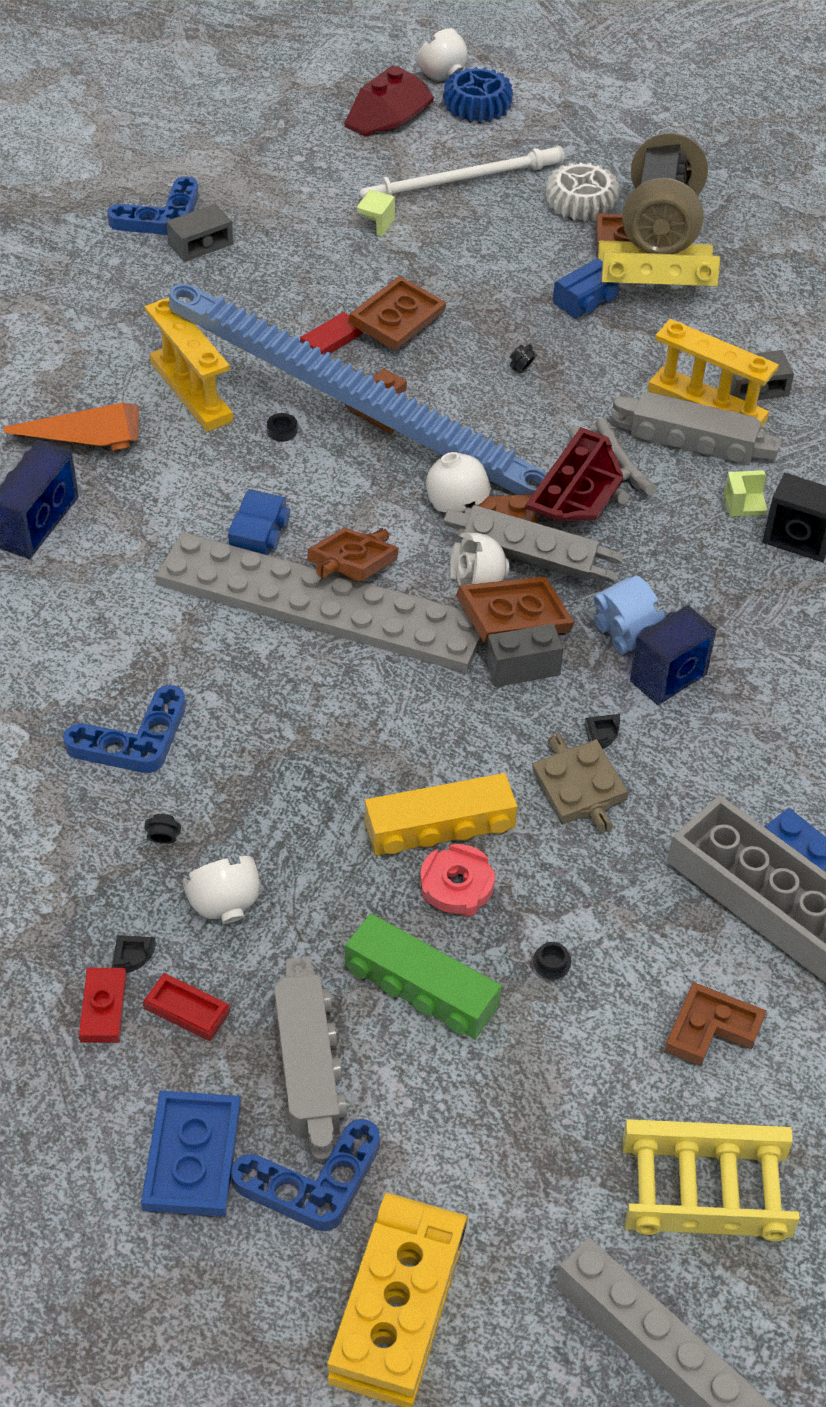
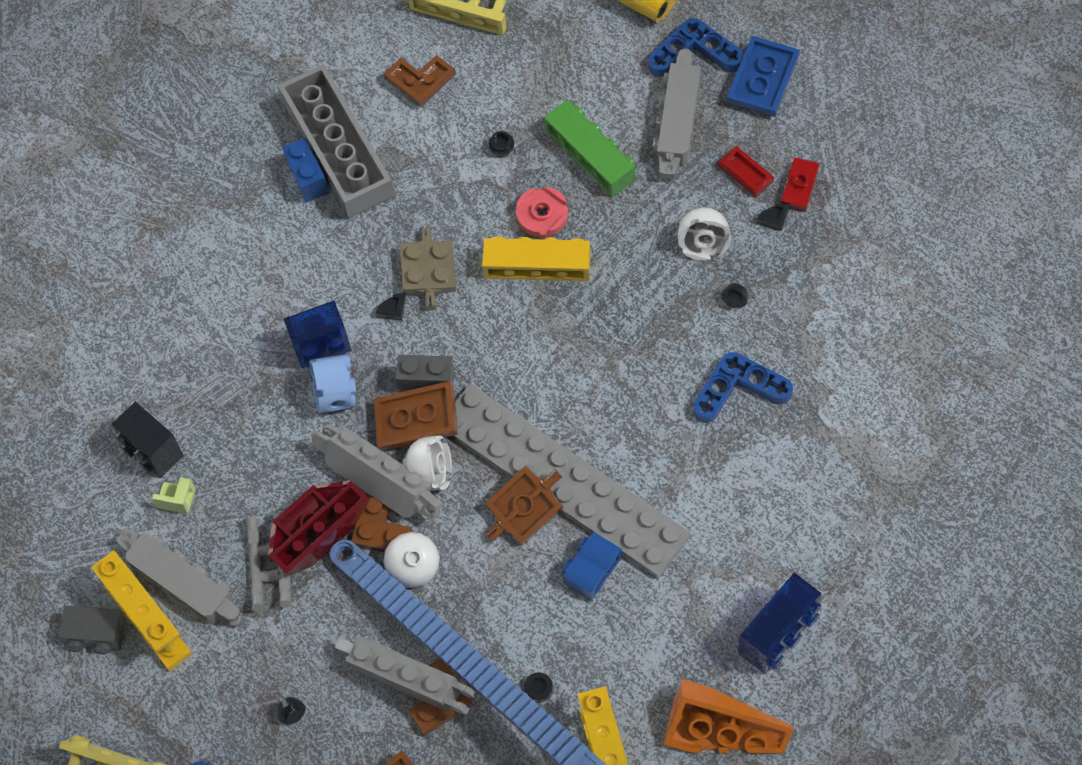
camera: 155 degrees left, 15 degrees up
(442, 390) = (405, 674): none -> light grey hinge

